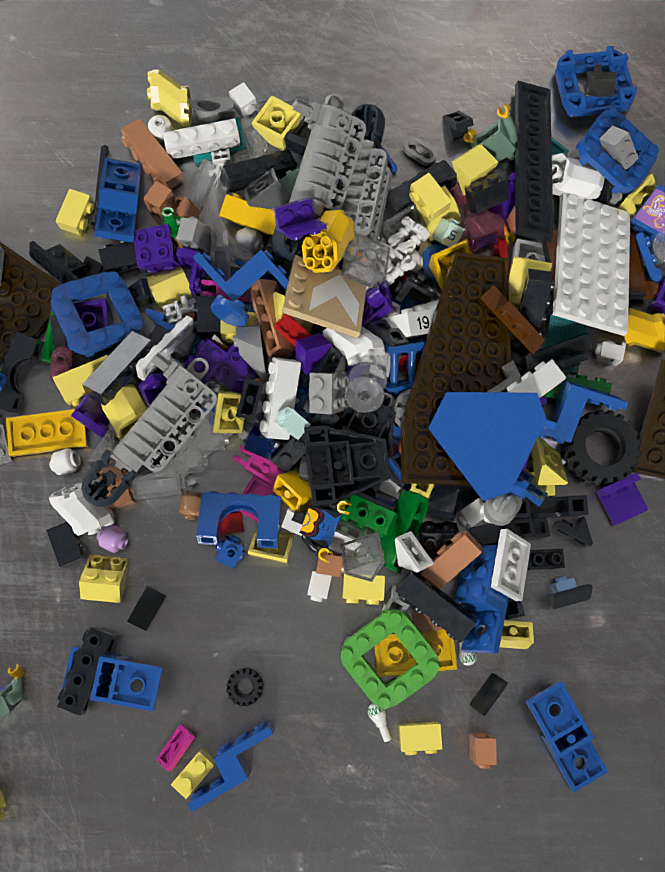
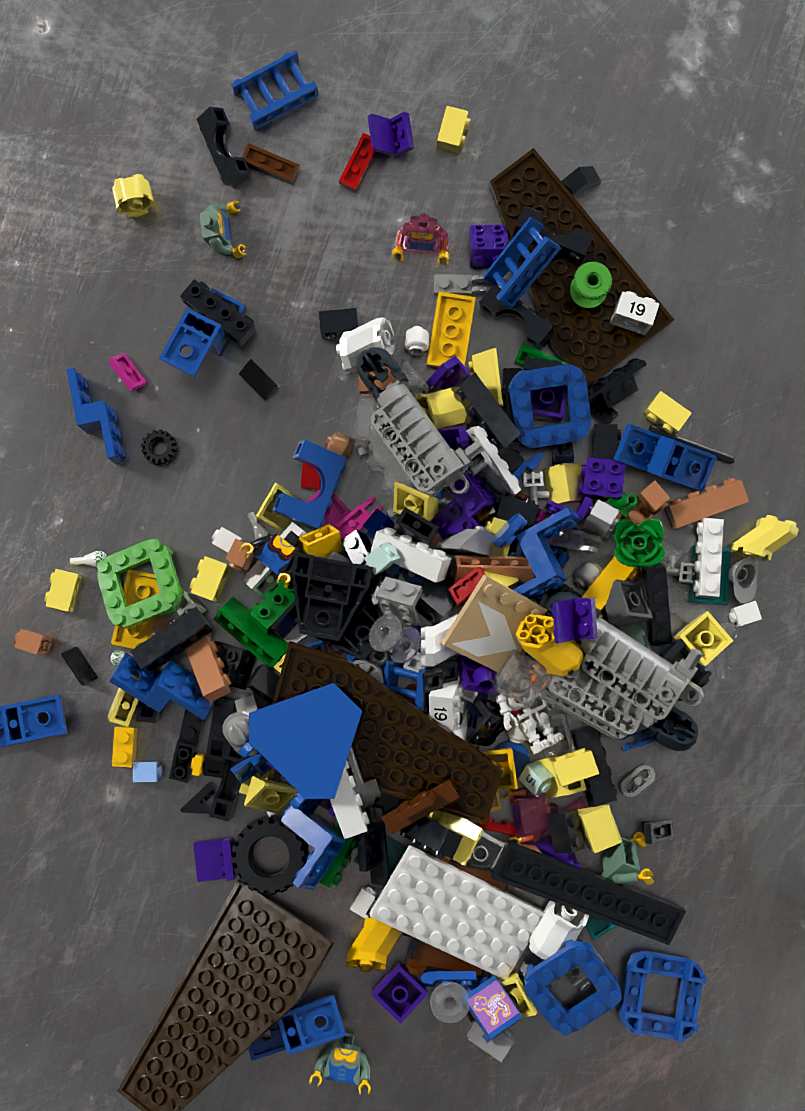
camera: 110 degrees right, 5 degrees up
(58, 366) = (509, 359): clear pink plate -> none
(104, 578) = (297, 349): light yellow slope -> none
(112, 538) = (330, 365): lavender head -> none
(158, 125) = (729, 522): white head -> none
(193, 773) = (100, 381): light yellow brick -> none
(196, 188) = (648, 533): none -> green brick
(227, 556) = (285, 468): blue brick -> none
(301, 555) = (259, 529): none -> light grey piece
(310, 351) = (446, 596): dark purple slope -> none
(363, 557) = (235, 585): clear slope -> none
(411, 553) = (225, 633): white slope -> none
(511, 565) = (184, 722): white plate -> none
(543, 541) = (198, 764): none -> yellow plate
(551, 620) = (124, 746): none -> yellow brick
(570, 596) = (139, 771): black slope -> none
(600, 83) = (655, 999): clear smoke brick -> none
(619, 146) = (571, 985): light grey brick -> none

